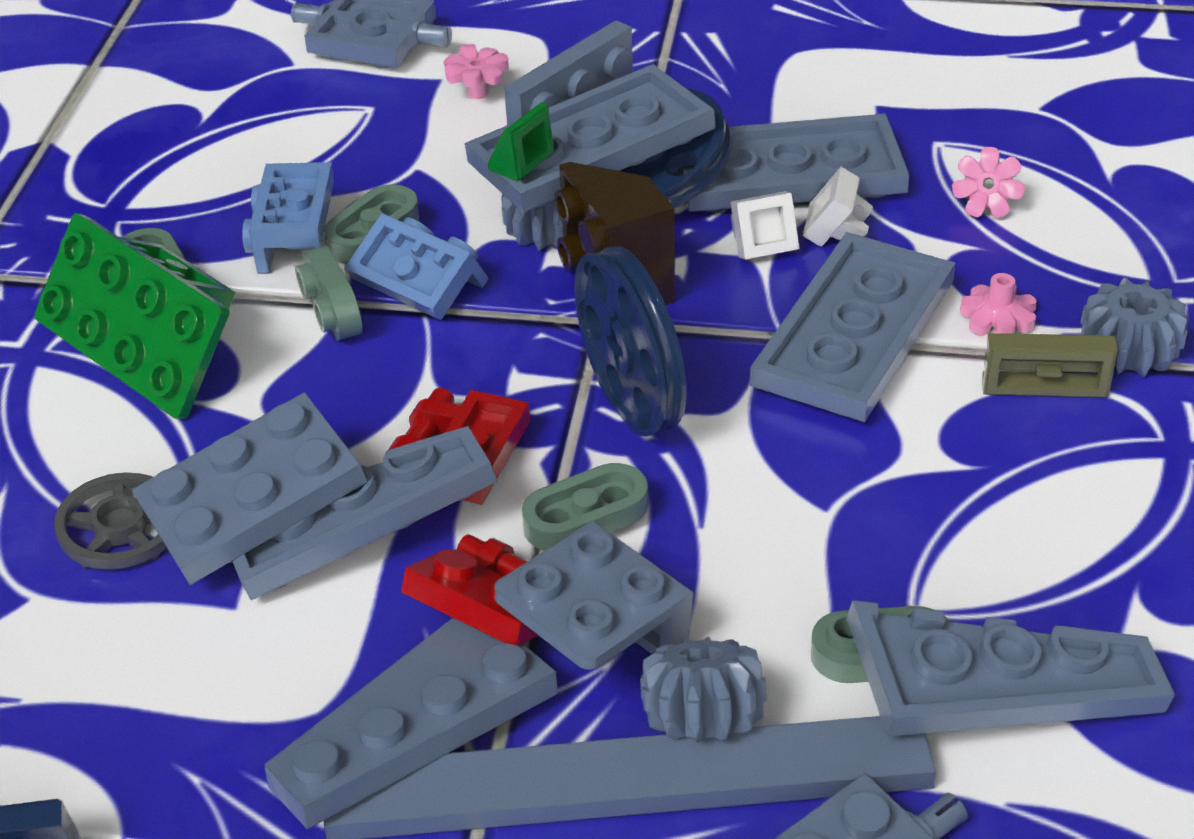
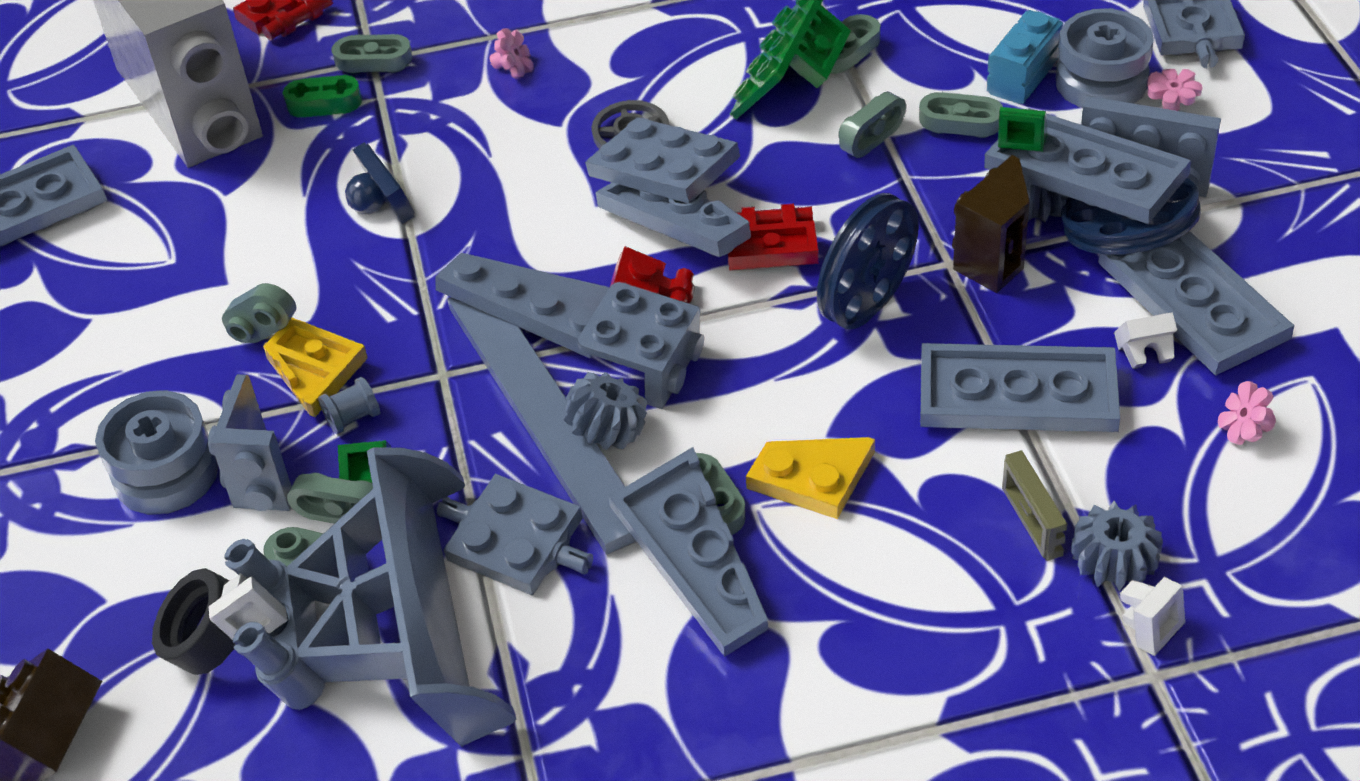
camera: 70 degrees right, 5 degrees up
(287, 210) = (935, 68): medium blue bracket -> none
(324, 131) = (1024, 57): none -> dark azure brick
(390, 92) = (1104, 56): none -> sand blue wheel
(415, 265) = (929, 149): medium blue bracket -> none
(608, 495) = (746, 313): sand green plate -> none
(764, 225) = (1096, 303): white tile -> none
(893, 537) = (811, 472): none -> yellow wing
(999, 307) = (1103, 466): bright pink plant -> none

